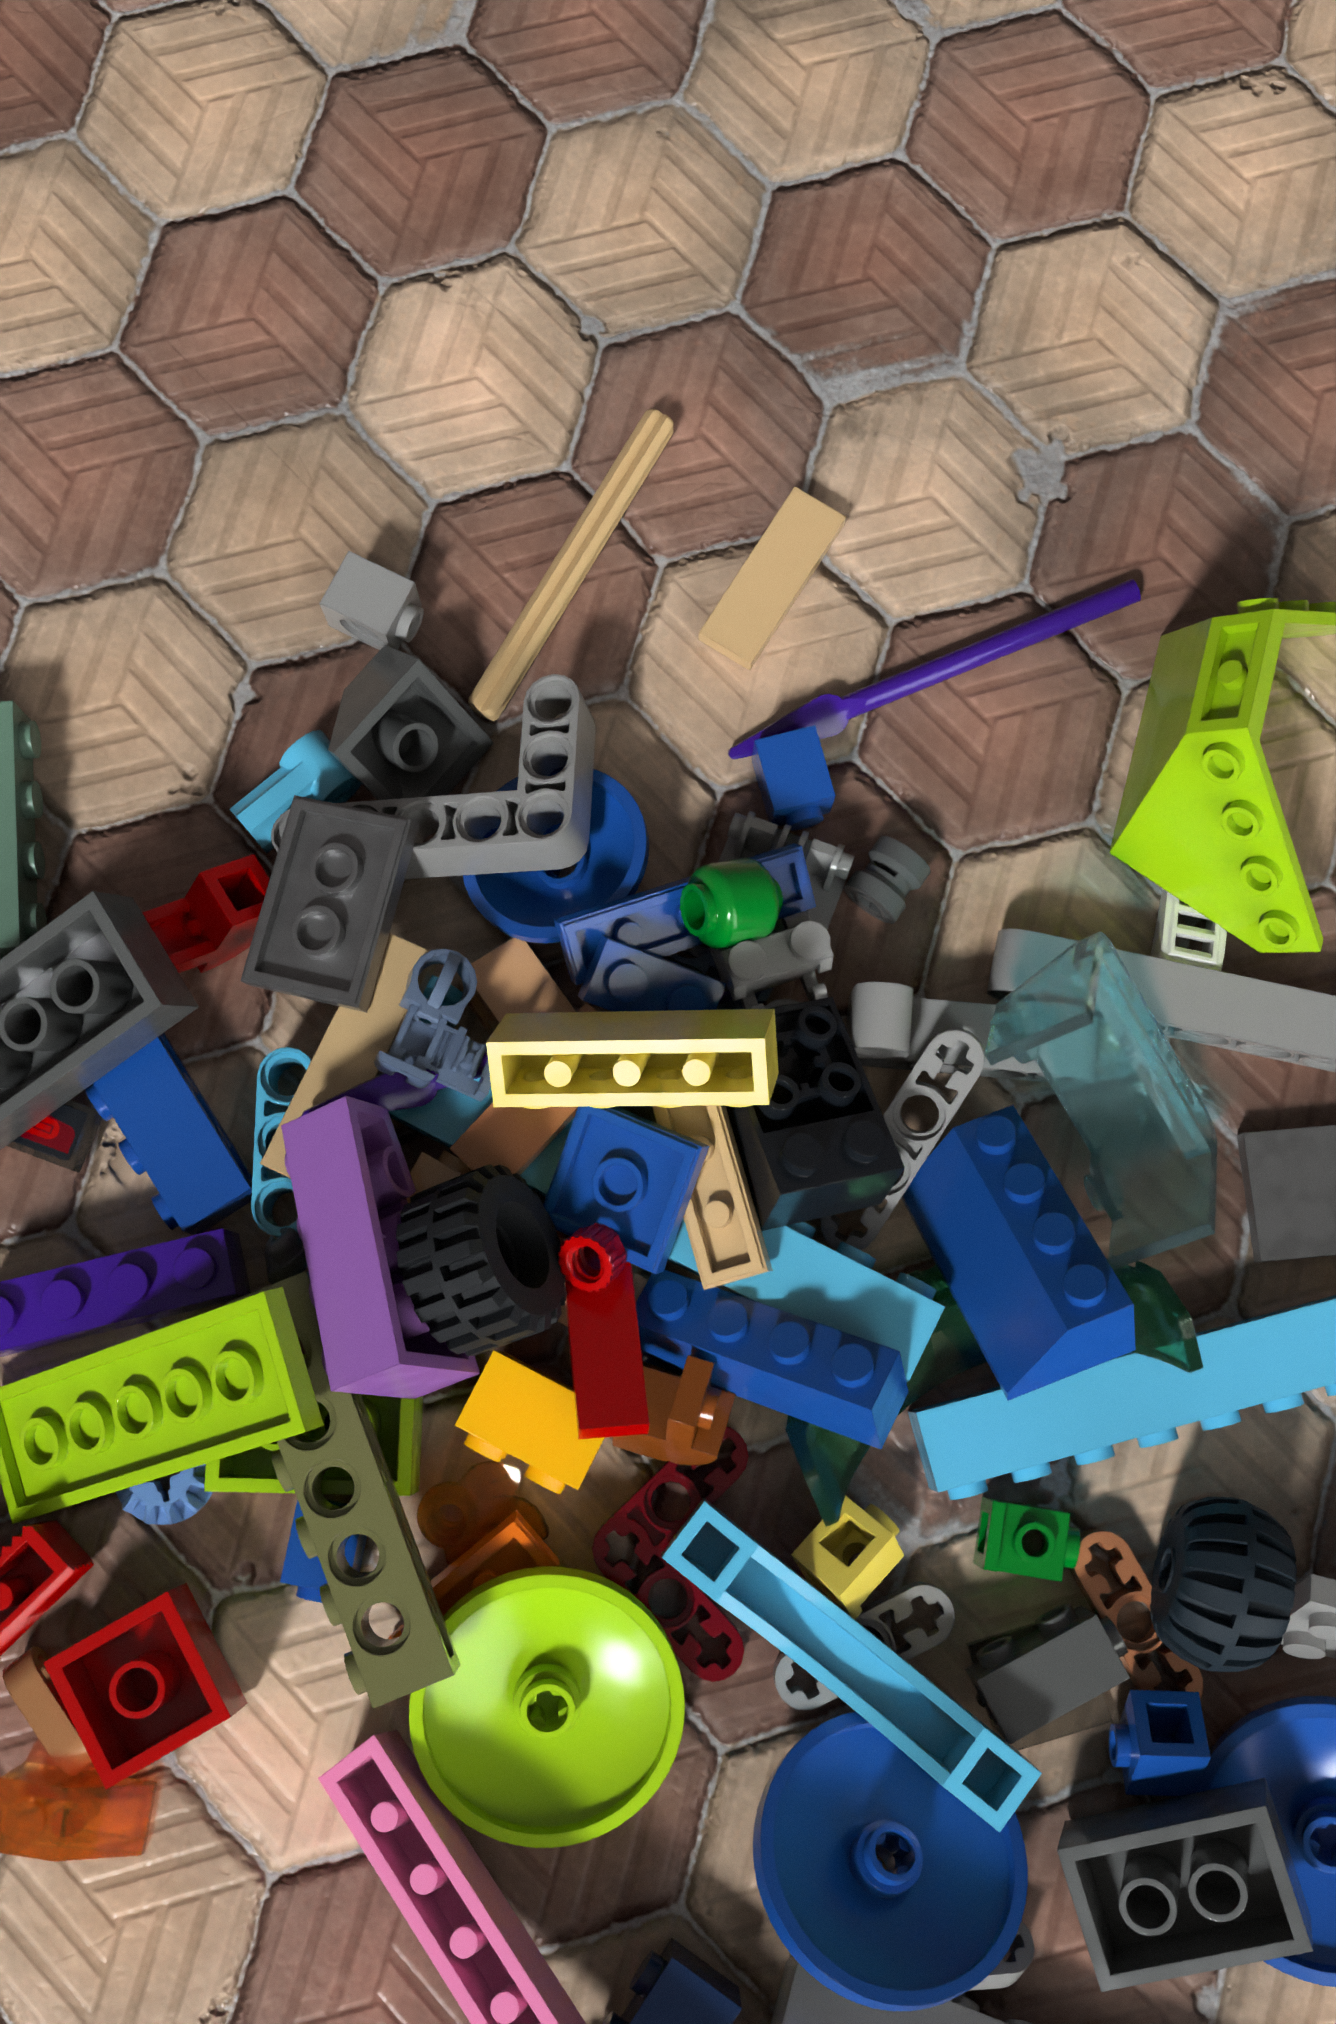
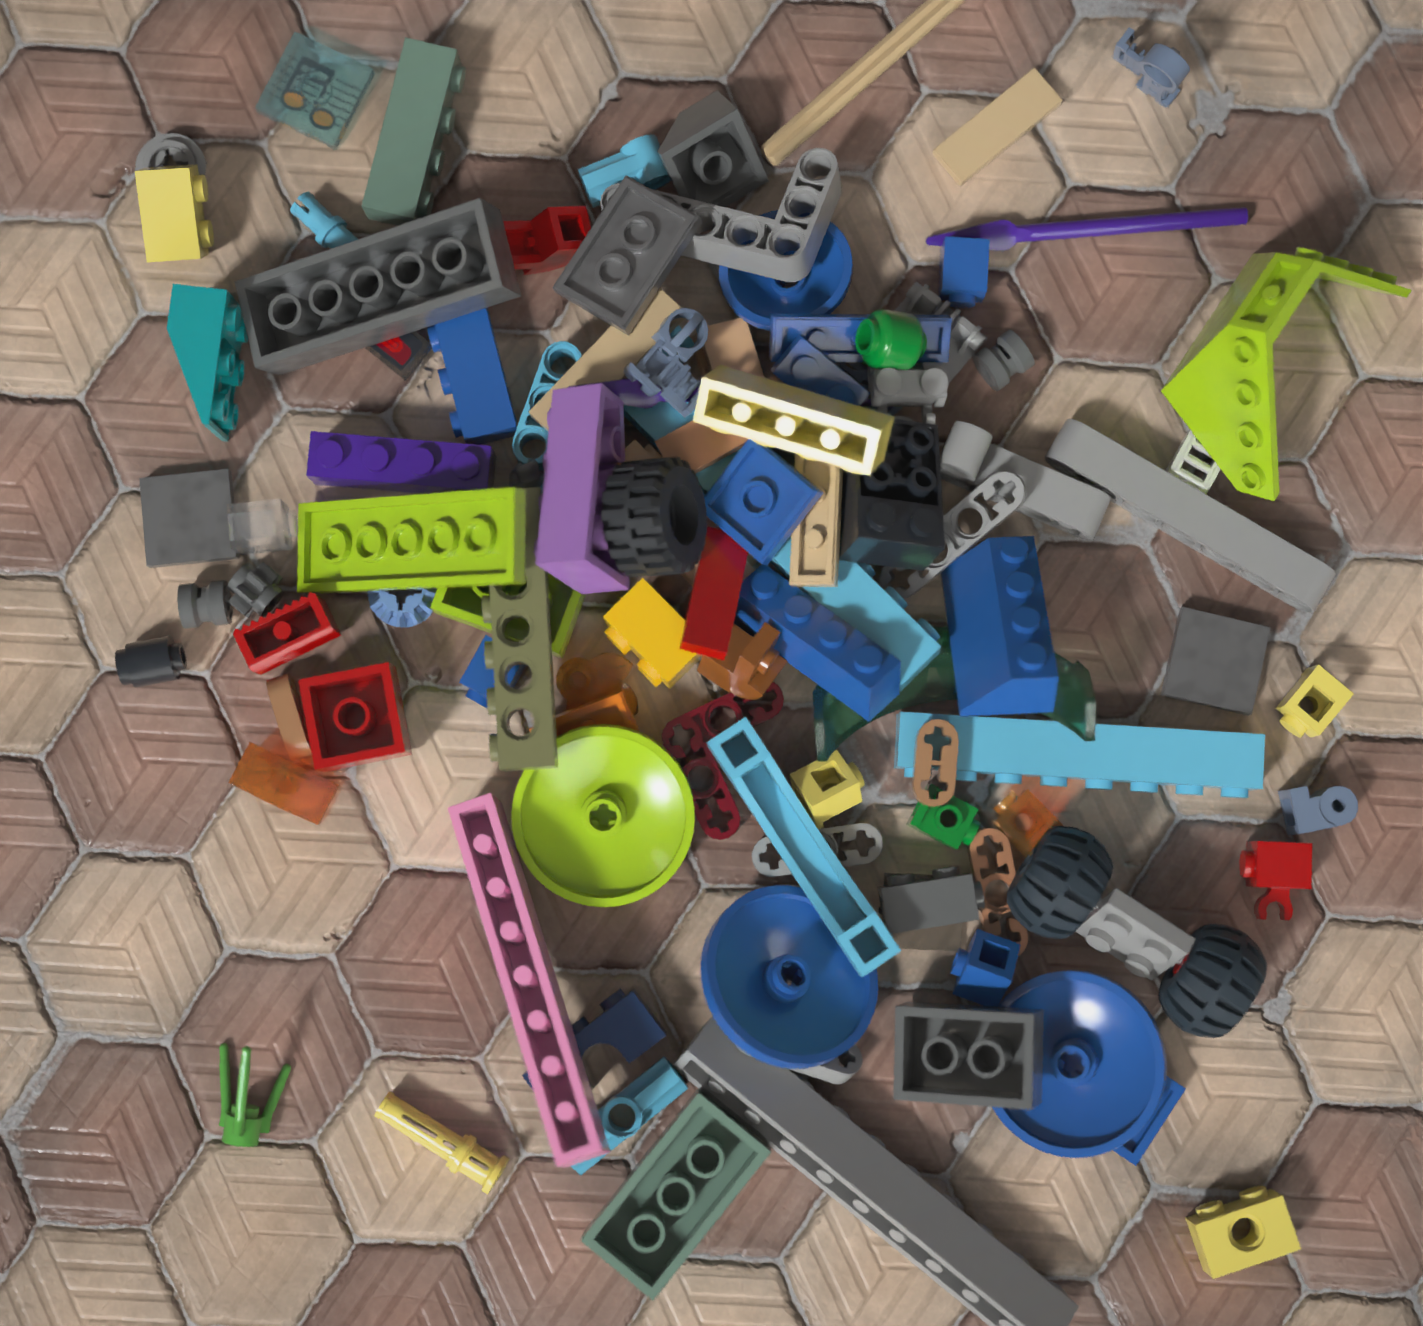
camera: 20 degrees right, 5 degrees up
(372, 603) = (717, 58): light grey brick -> none
(577, 1267) = (713, 545): red axle -> none
(962, 437) = (1161, 68): none -> sand blue piece
(1006, 1467) = (946, 765): none -> medium nougat beam
(1122, 1092) = (1107, 545): clear light blue windscreen -> none
(1160, 1500) = (1040, 817): none -> clear orange brick

